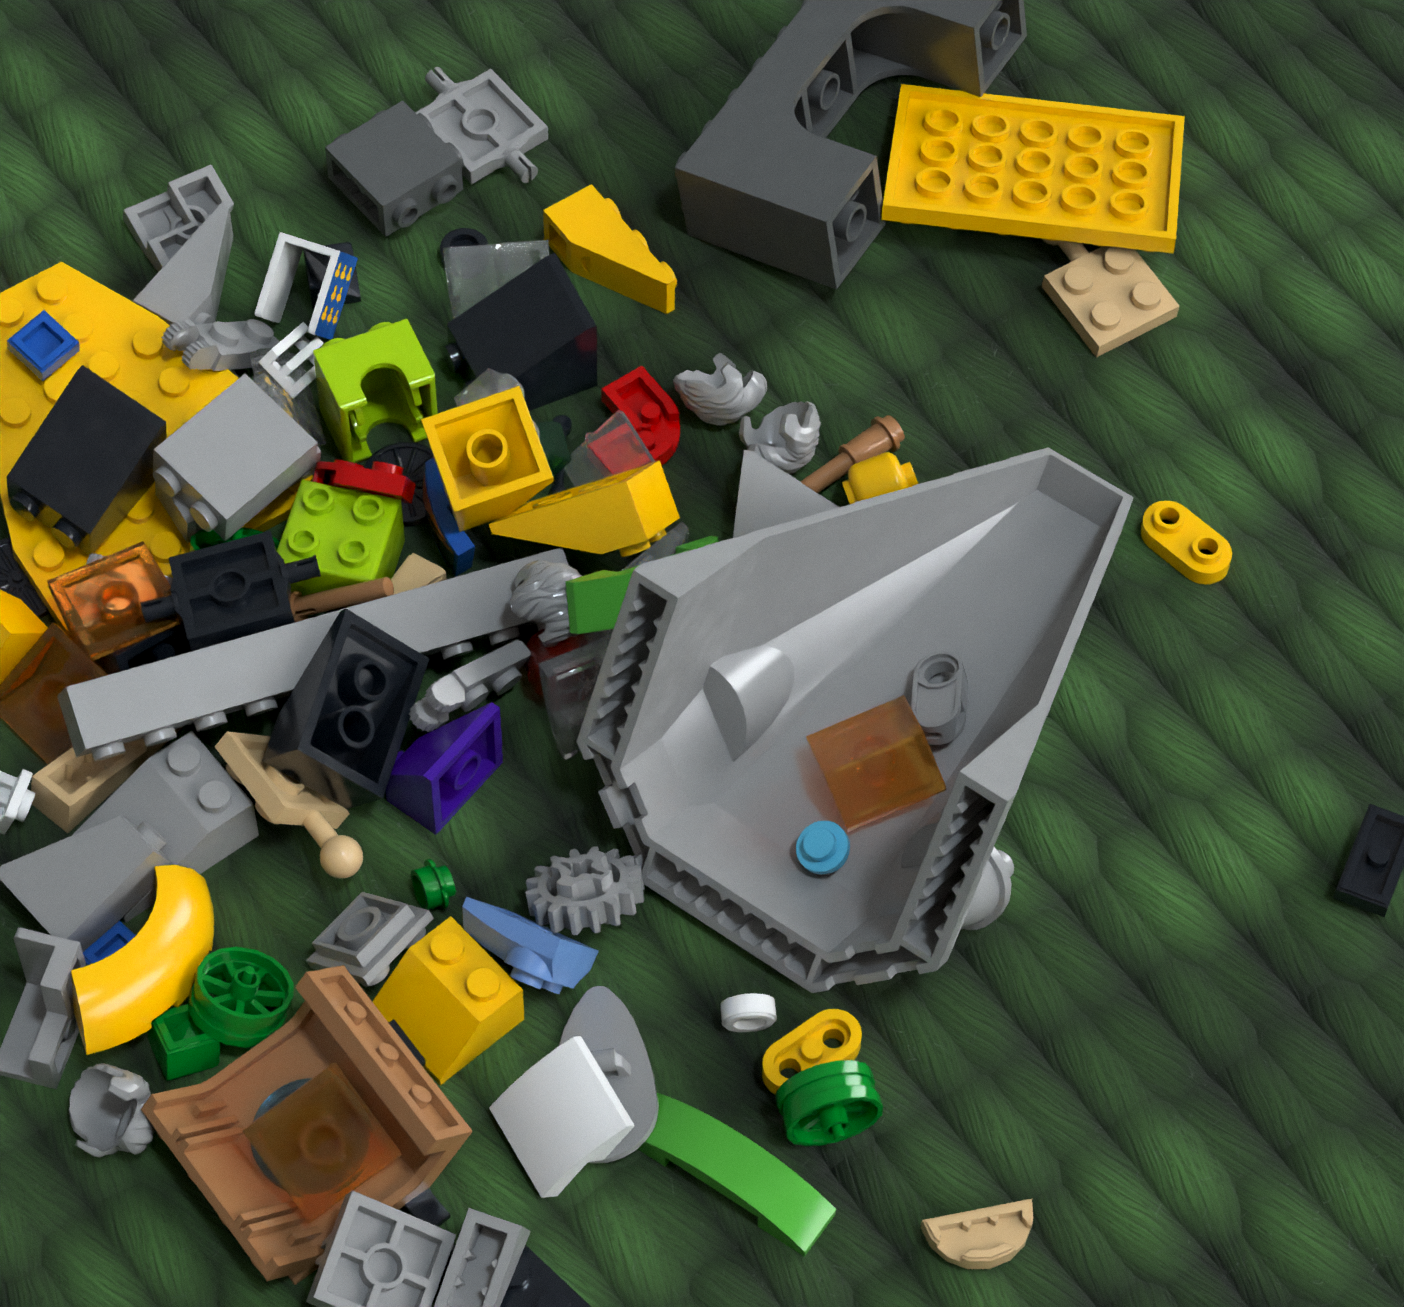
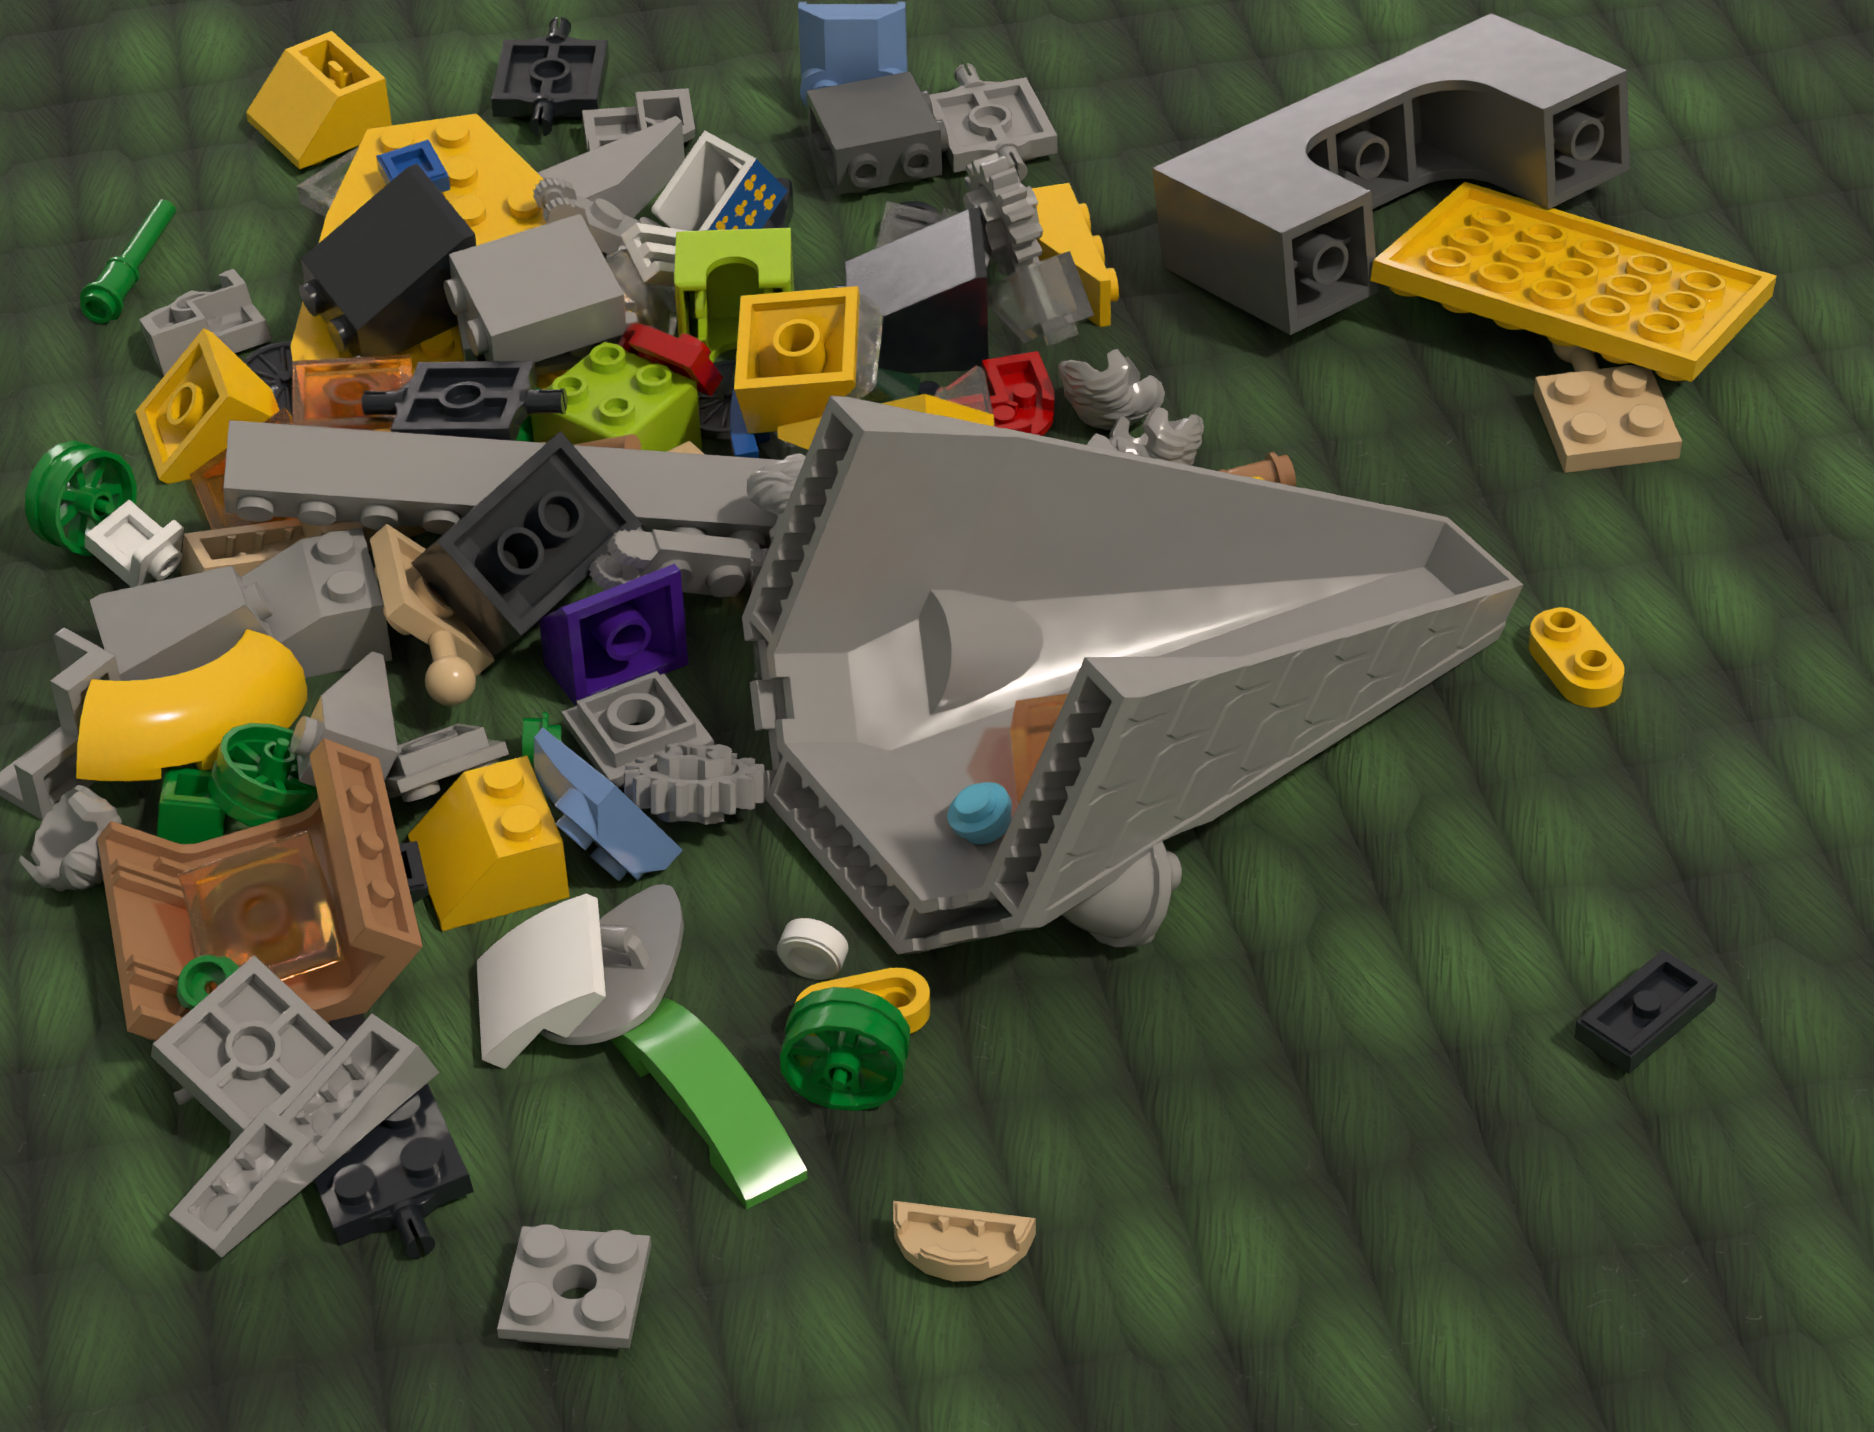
camera: 25 degrees right, 15 degrees down
(73, 177) = (550, 77): none -> black plate
(288, 929) = (352, 714): none -> light grey slope
(297, 1209) = (199, 974): none -> green plate
(338, 91) = (850, 43): none -> medium blue slope
(502, 871) = (604, 731): none -> light grey piece
(572, 239) = (1006, 213): none -> light grey gear
(624, 309) = (1042, 300): none -> clear slope

